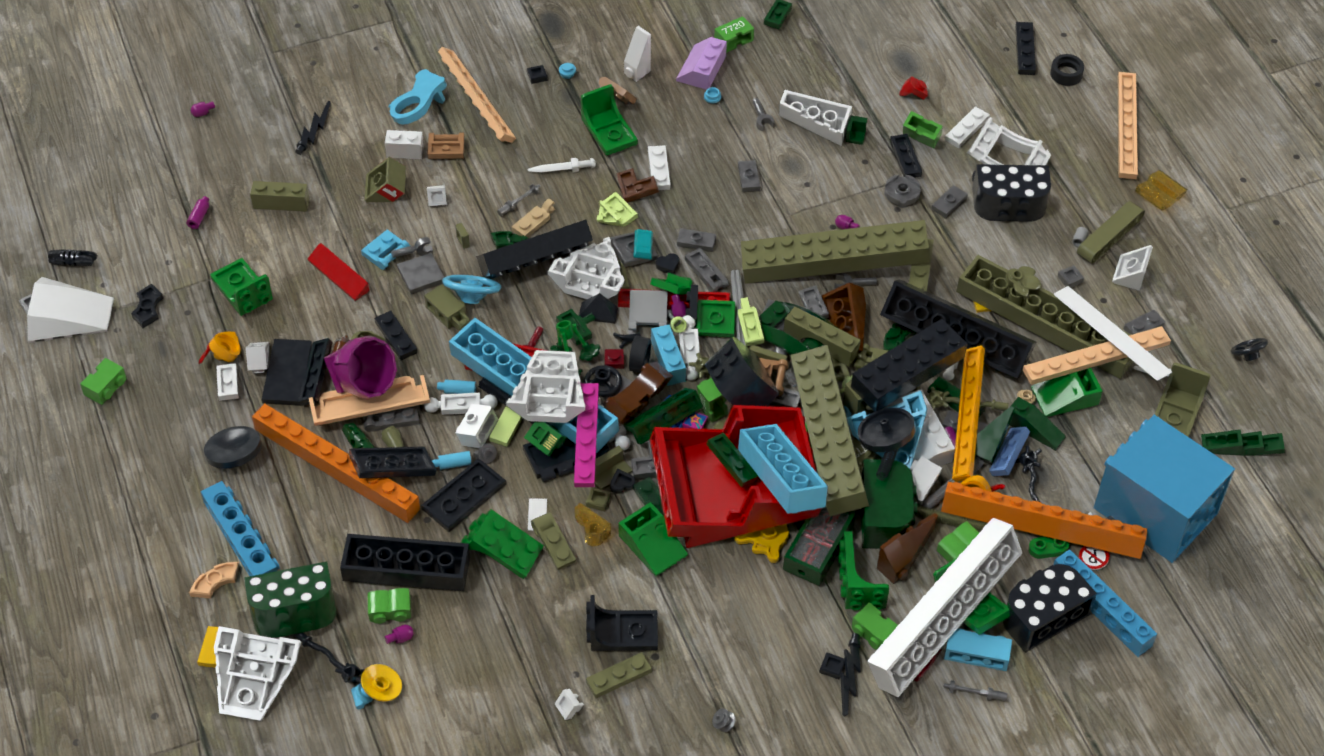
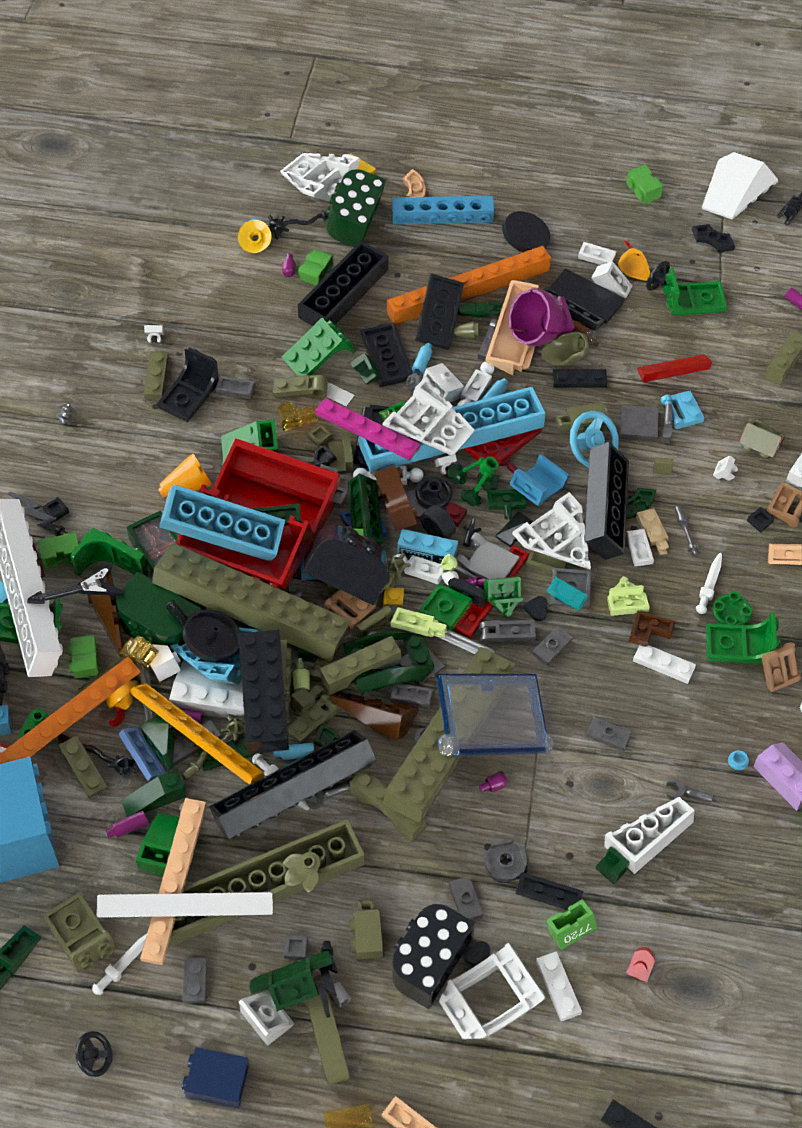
camera: 120 degrees right, 5 degrees up
(236, 313) = (658, 276): none -> black piece
(473, 159) = (760, 519): none -> black tile
(496, 495) = (366, 368): none -> dark green panel
(540, 310) = (540, 481): none -> dark azure panel
(560, 219) = (639, 547): none -> white plate
(579, 143) = (732, 609): none -> green dish
(588, 586) = (235, 387): none -> flat silver plate
(729, 568) = (187, 475): none -> light orange cone
(807, 224) = (492, 715): none -> clear door
(910, 542) = (92, 585): none -> black piece
(931, 492) = (139, 651): none -> clear yellow plate
(1024, 240) = (367, 932): none -> olive brick
(1054, 484) = (82, 766): none -> olive plate
(1072, 248) = (328, 985): none -> black piece
(1073, 429) = (127, 825): none -> magenta cylinder
(1098, 259) = (292, 982): none -> dark green plate
(1197, 273) = (216, 1077): none -> dark blue brick

